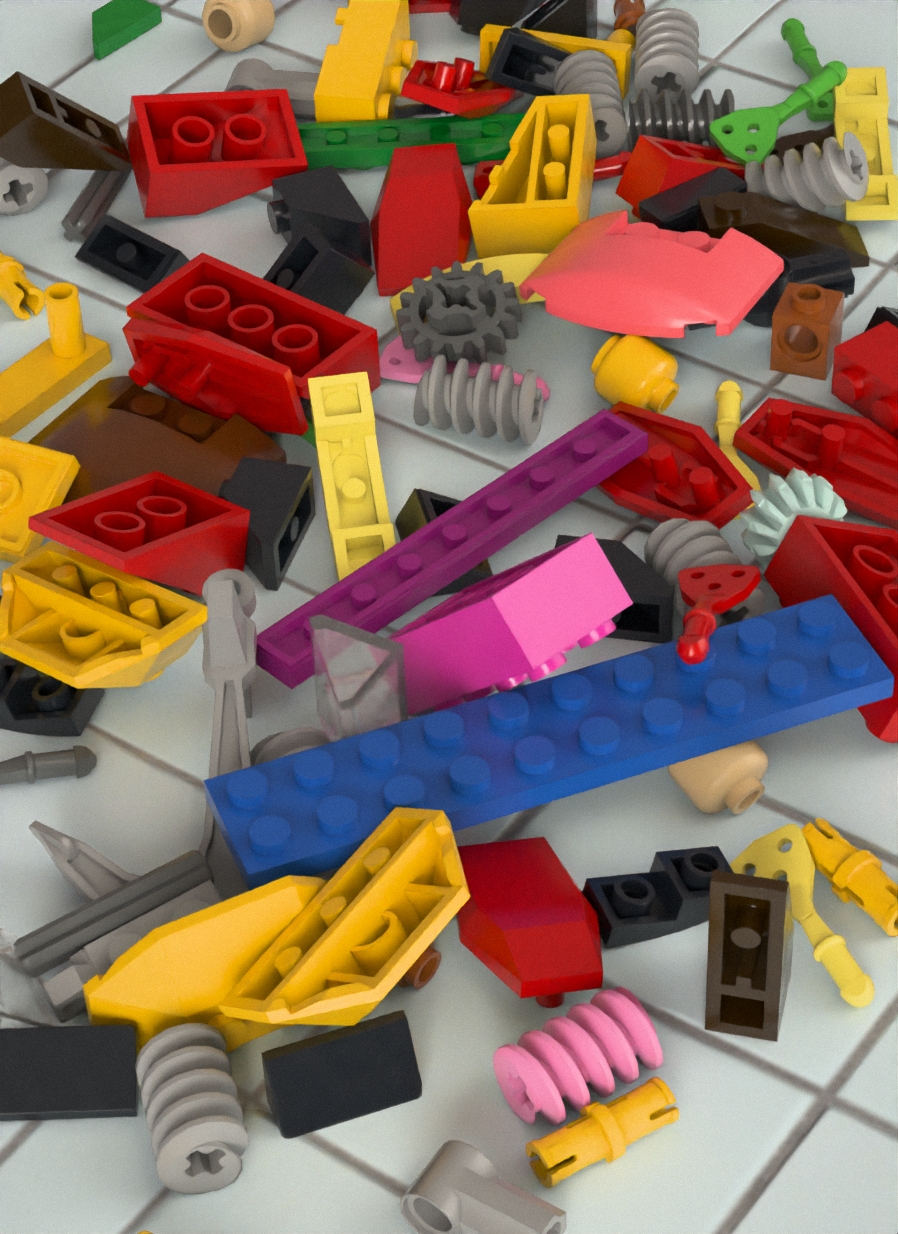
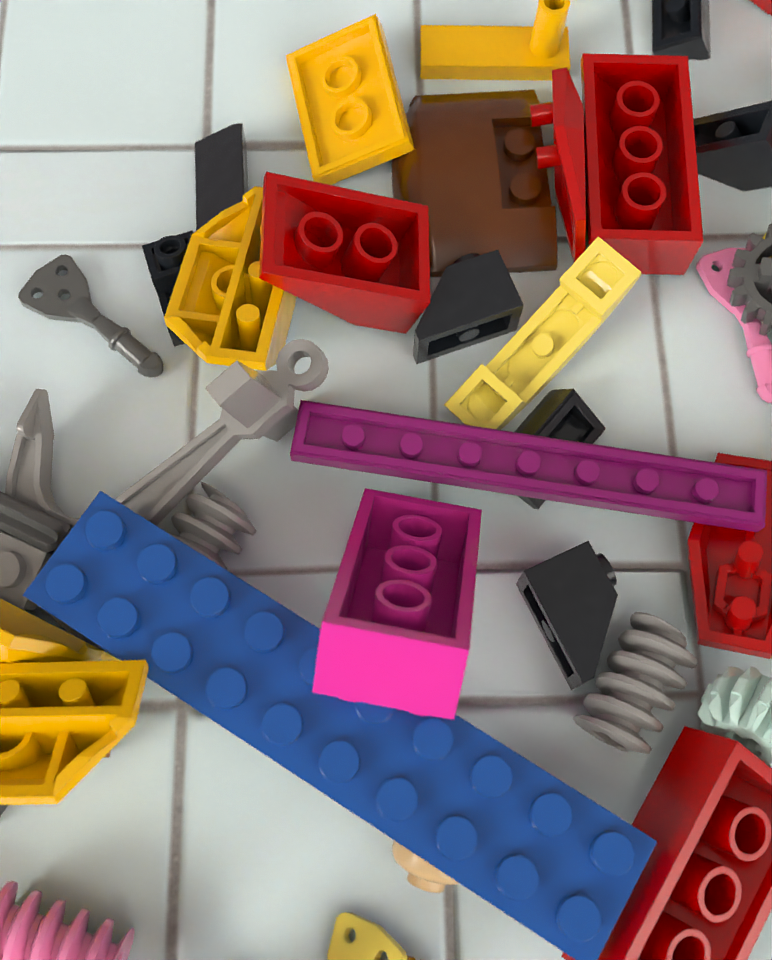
camera: 50 degrees right, 30 degrees up
(356, 678) = (285, 524): clear slope -> none
(479, 401) = (711, 363): light grey piece -> none
(529, 920) = (169, 811): red piece -> none
(658, 901) = (282, 883): black slope -> none
(709, 593) = (568, 742): red piece -> none

